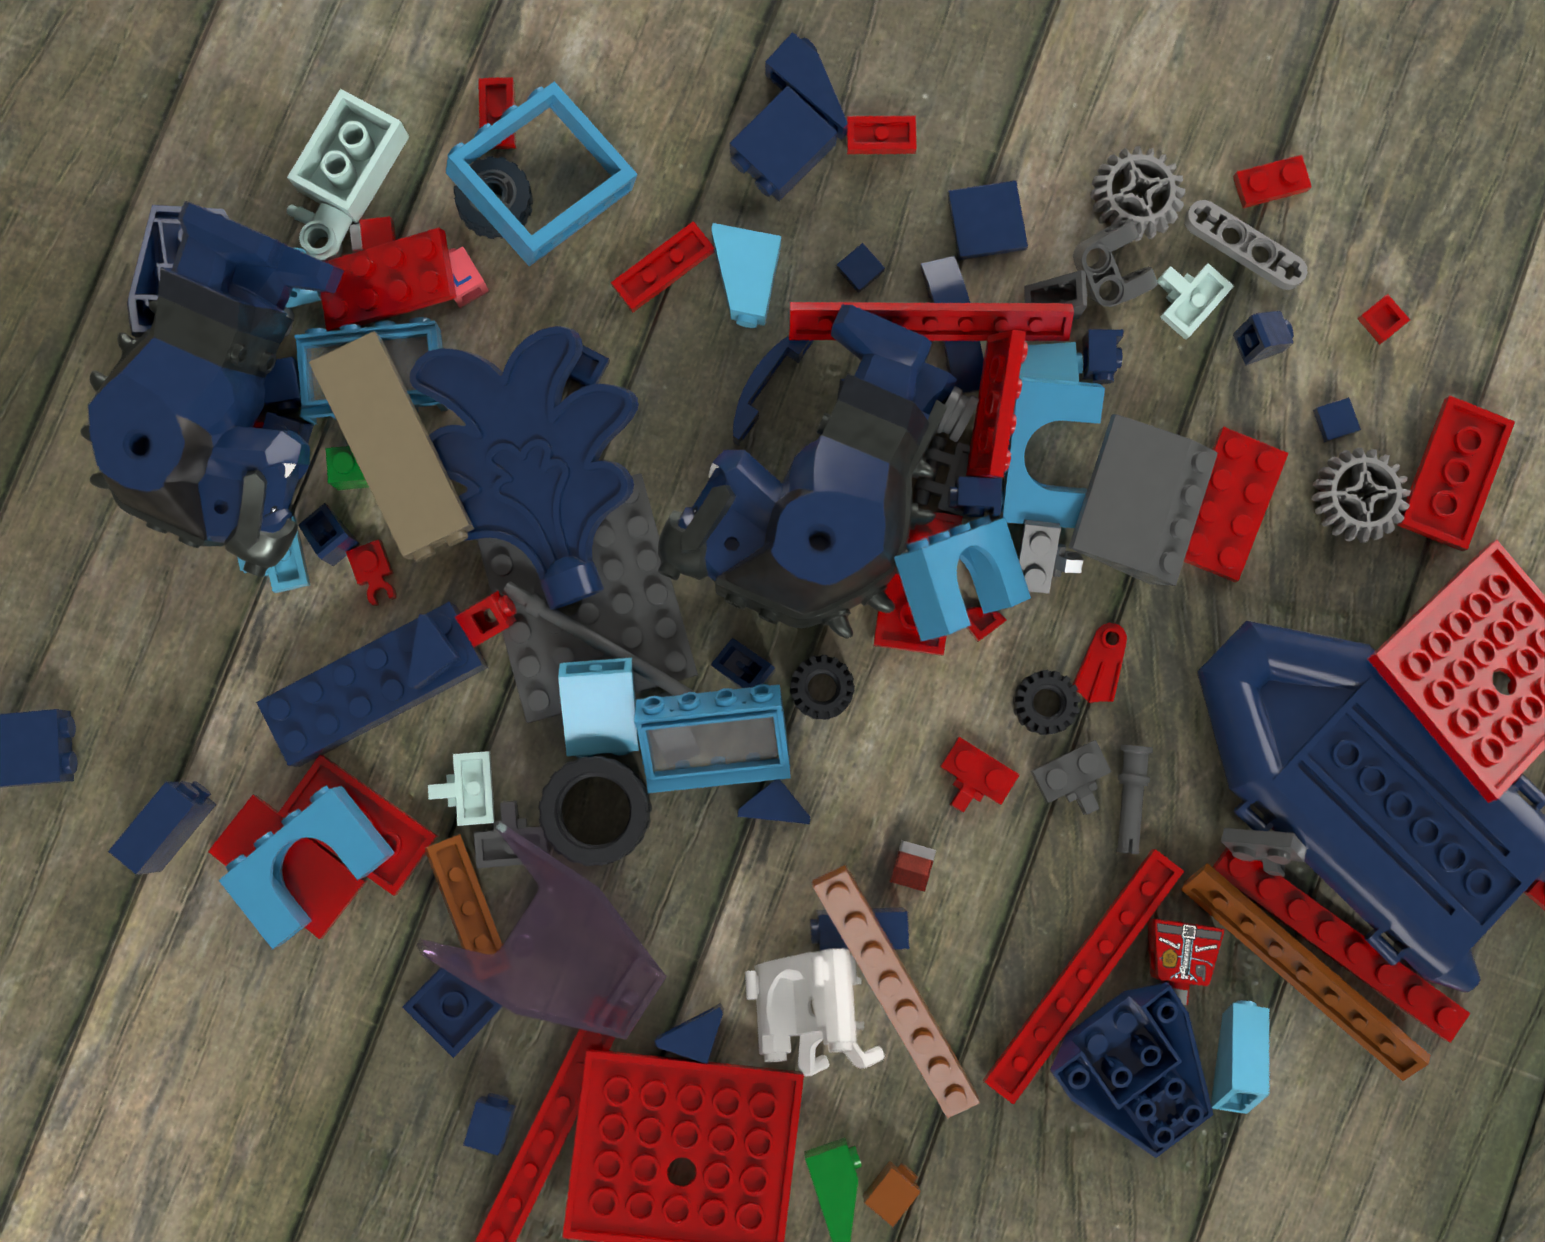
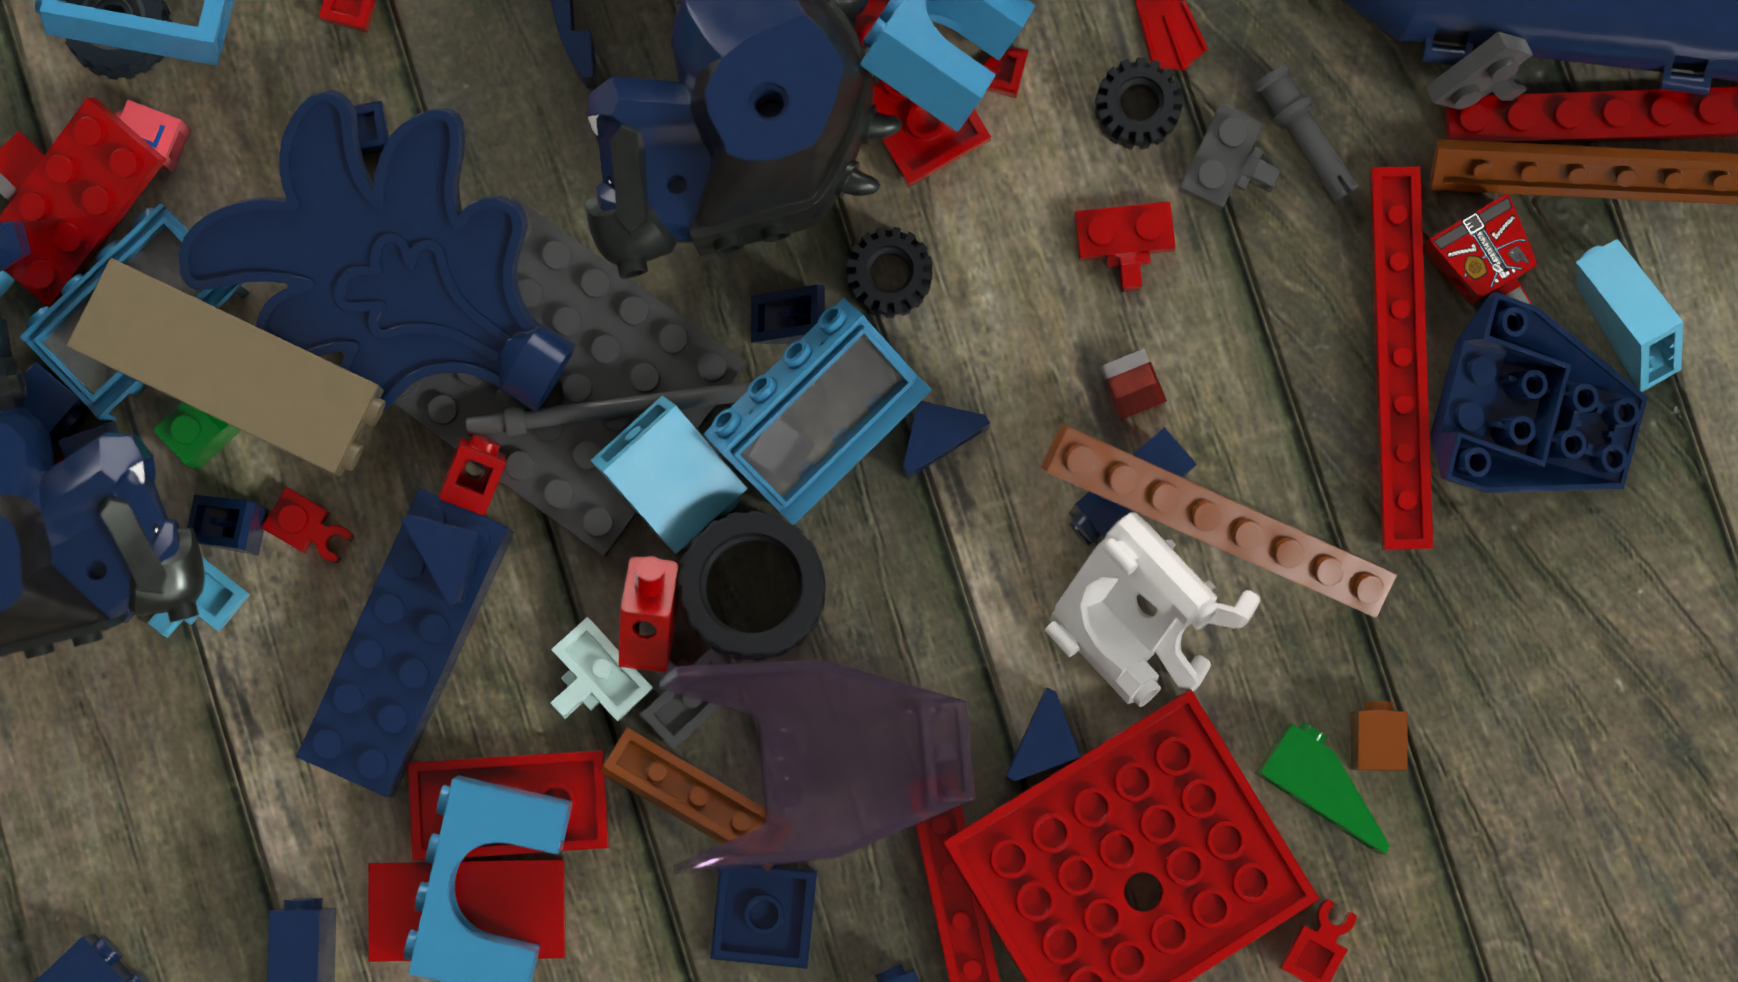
camera: 35 degrees left, 0 degrees up
(527, 773) = (650, 597): none -> red torso

